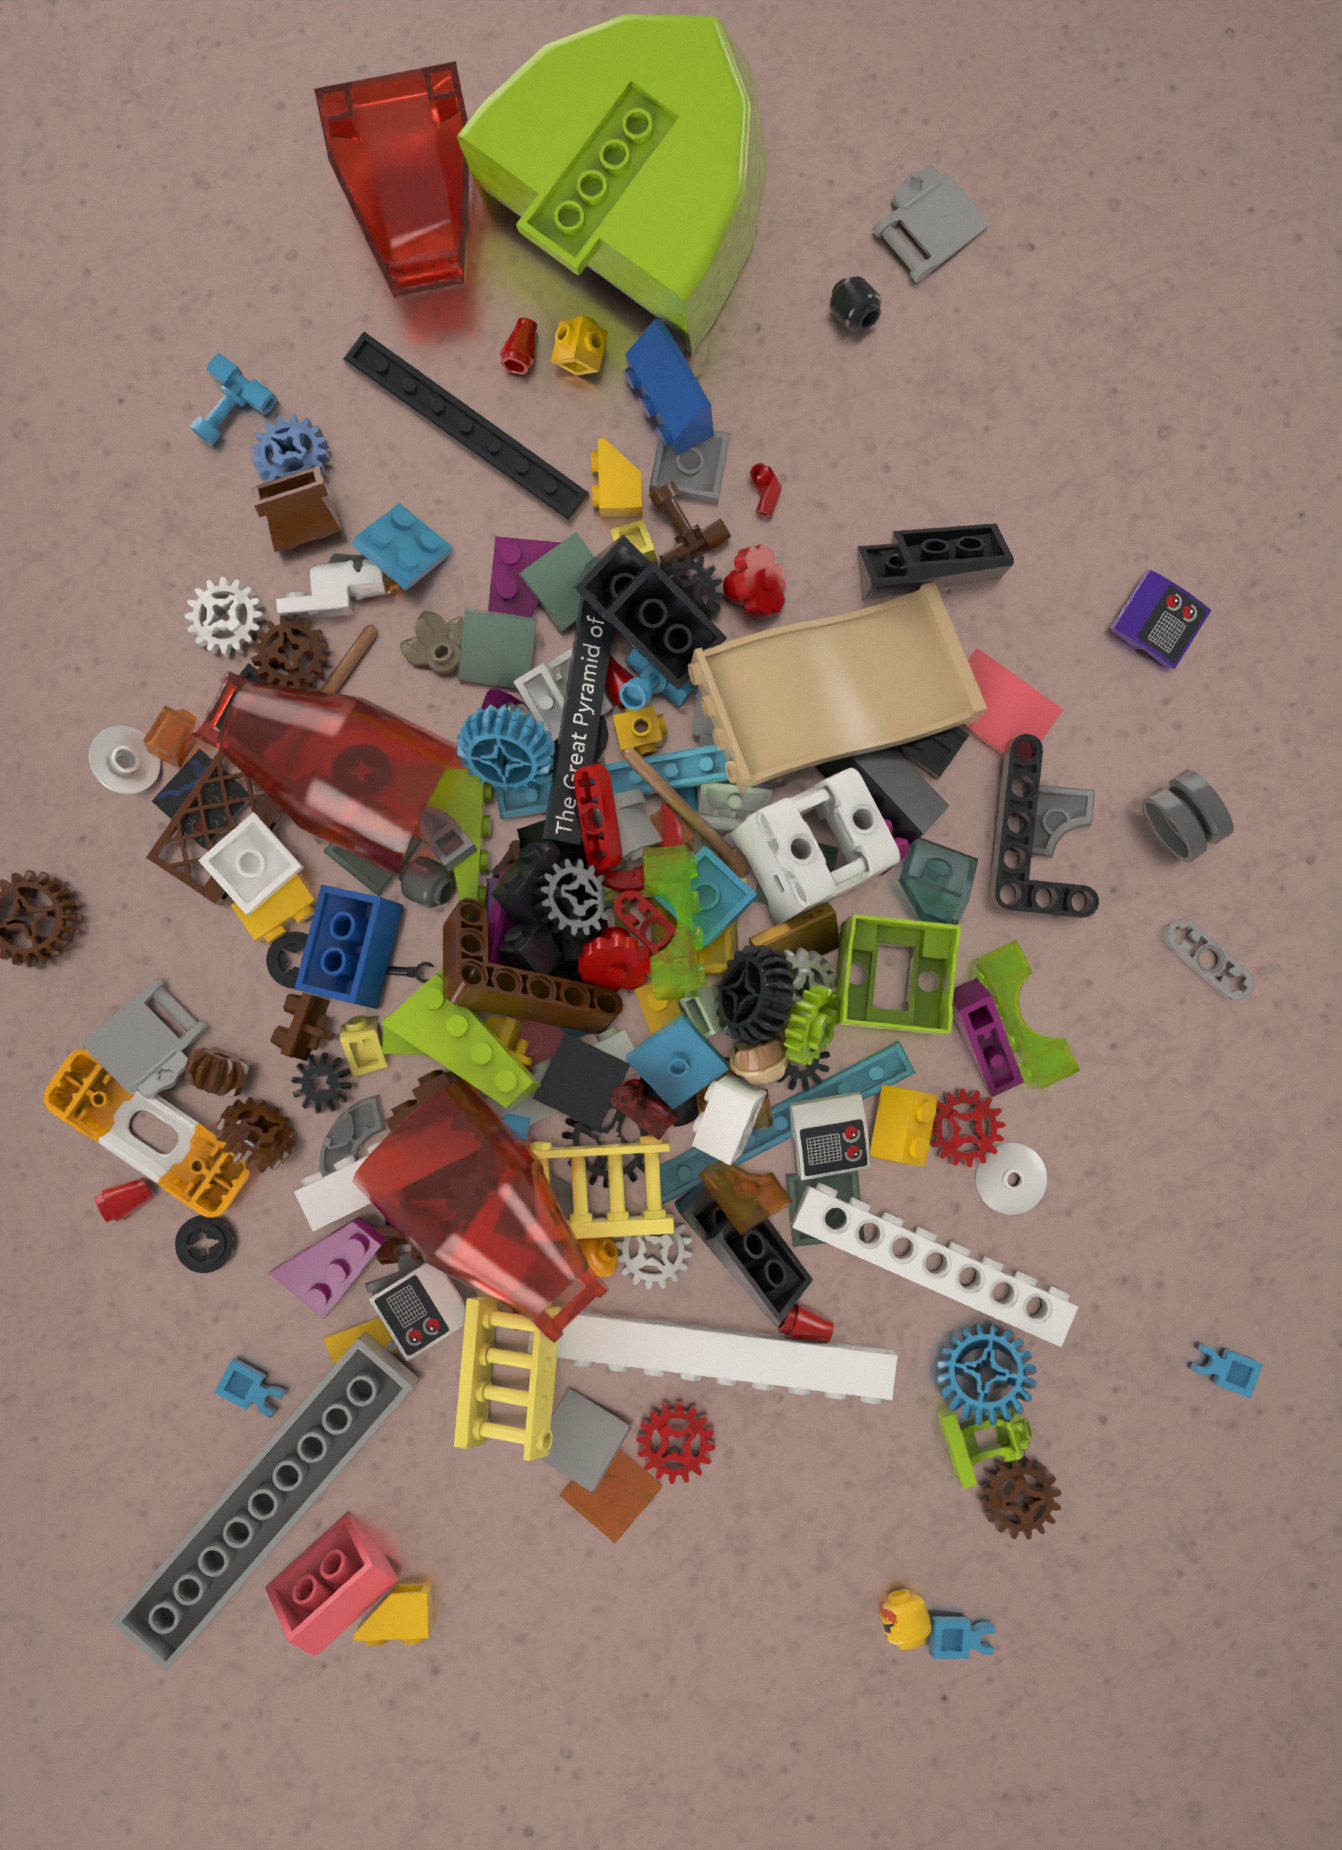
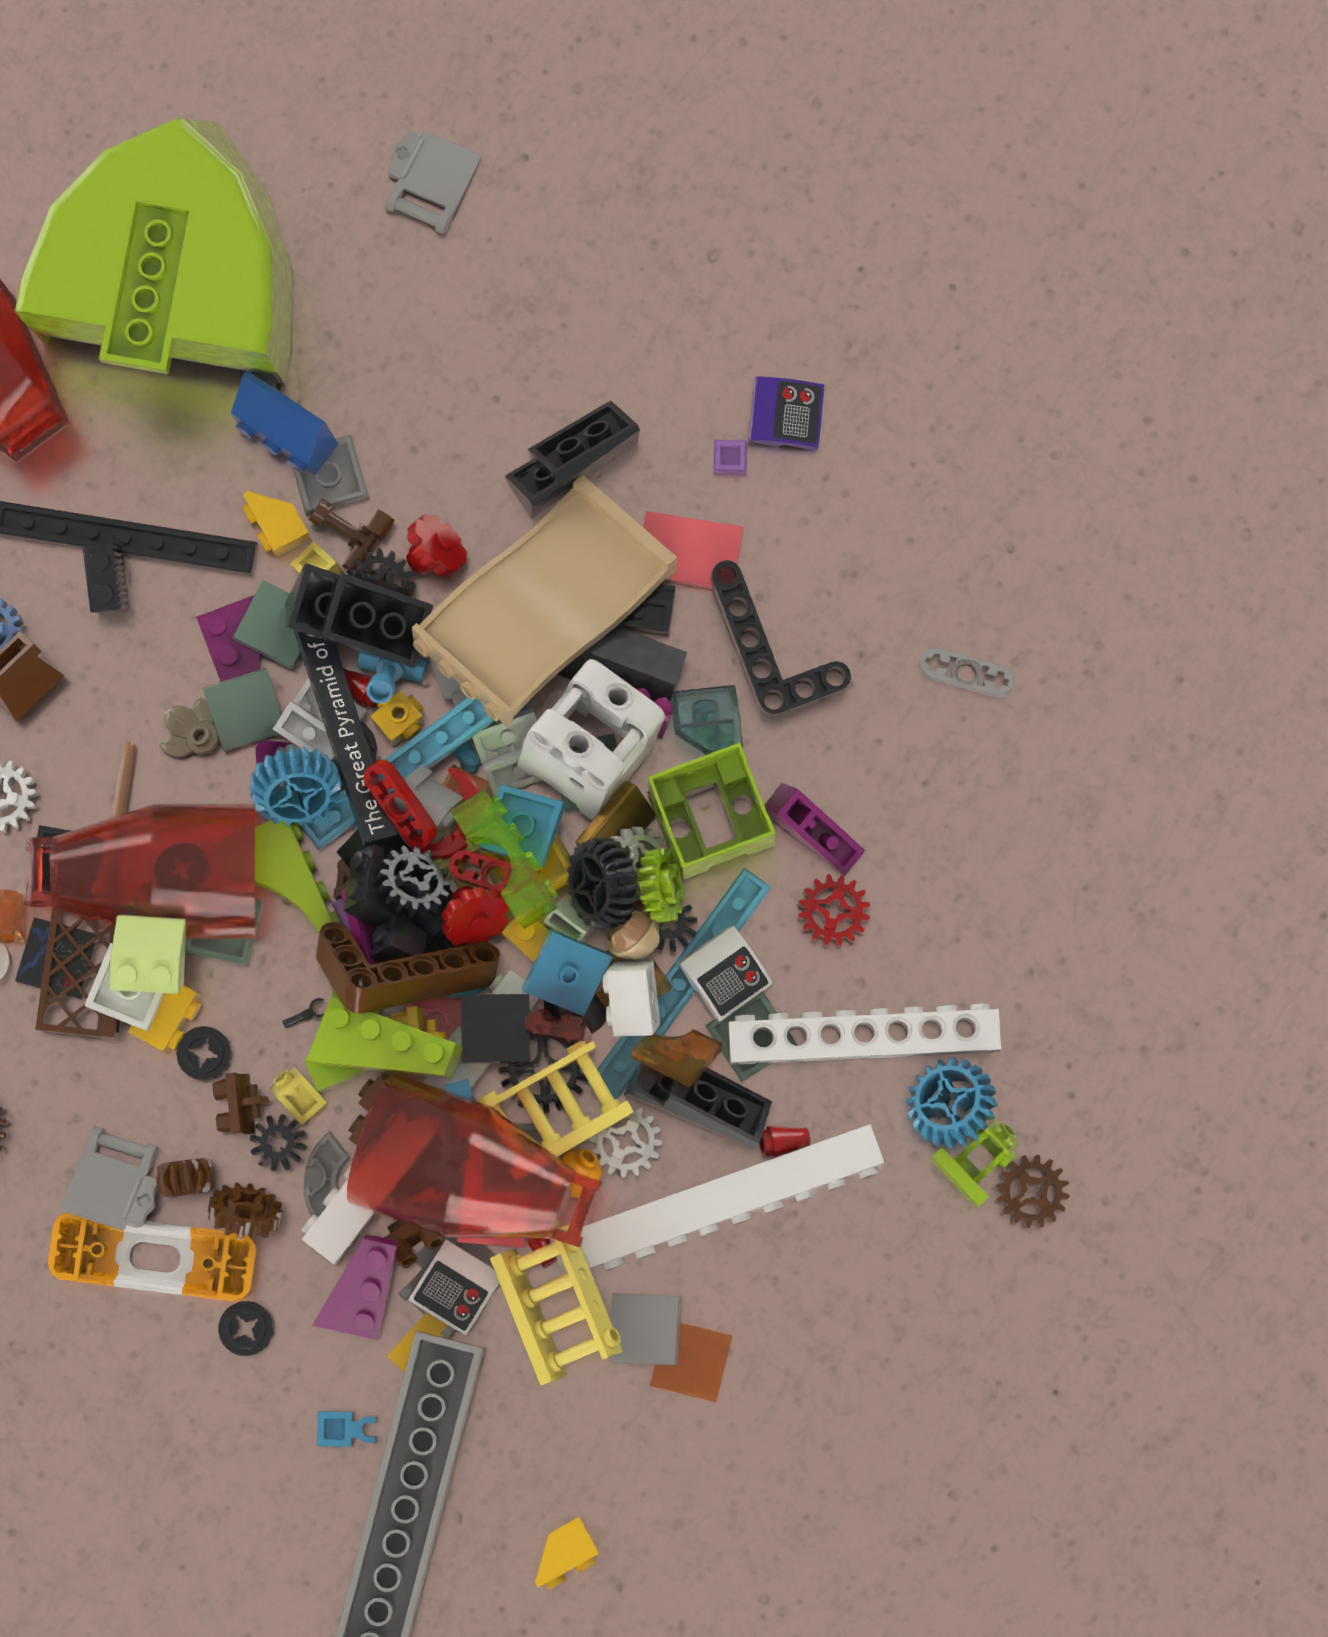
camera: 25 degrees left, 5 degrees down
(122, 1199) = (157, 1325): red cone -> none
(276, 655) = (82, 790): reddish brown gear -> none
(279, 843) = (148, 954): none -> yellowish green slope
(330, 1586) = (495, 1556): coral slope -> none
(335, 586) = (82, 720): white plate -> none
(349, 946) = (244, 1017): blue slope -> none
(402, 546) = (122, 663): dark azure plate -> none
(426, 454) = (105, 577): none -> black brick
(426, 882) = (282, 932): dark grey head -> none
(445, 838) = (282, 885): dark grey plate -> none
(519, 348) = (137, 450): red cone -> none
(579, 345) = (188, 424): yellow brick -> none
(658, 1457) = (709, 1284): red gear -> none
(731, 857) = (530, 783): medium nougat piece -> none
(768, 487) = (405, 463): red arm -> none
(855, 303) = (402, 276): black head -> none
(903, 1125) = (781, 933): yellow brick -> none
(905, 1620) = (988, 1340): yellow head -> none
(955, 1636) = (1037, 1334): dark azure plate -> none
(993, 1184) = (892, 952): white dish -> none
(1042, 1058) = (869, 820): clear neon green arch -> none
(1057, 814) = (781, 615): light grey tile -> none
(1084, 635) = (730, 457): none -> medium lavender tile
(1188, 815) = (886, 563): dark grey wheel -> none
(1231, 1370) = (1155, 1000): dark azure plate -> none

